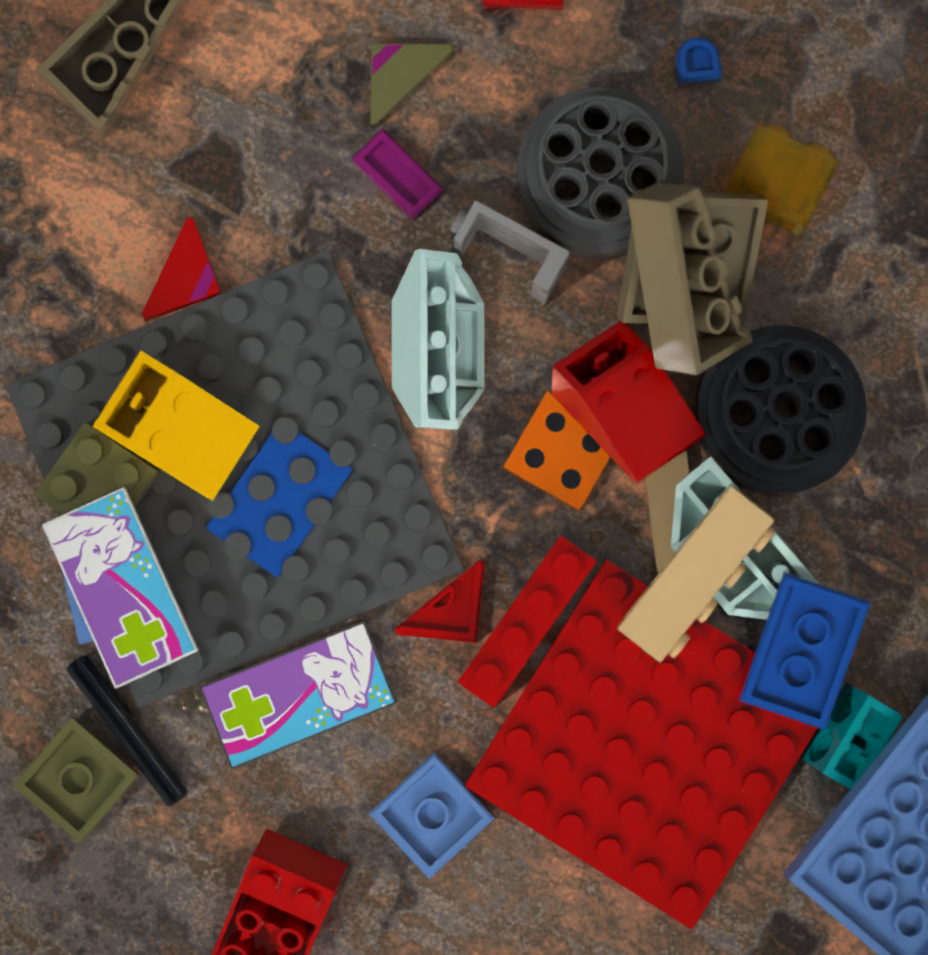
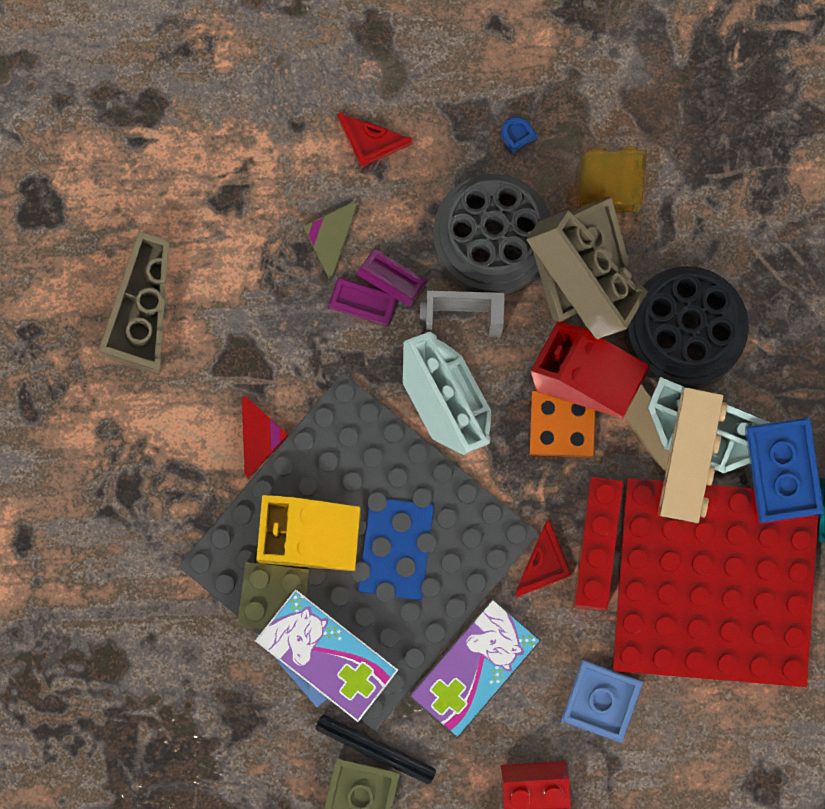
camera: 30 degrees left, 5 degrees down
(448, 162) = (392, 277): none -> magenta tile

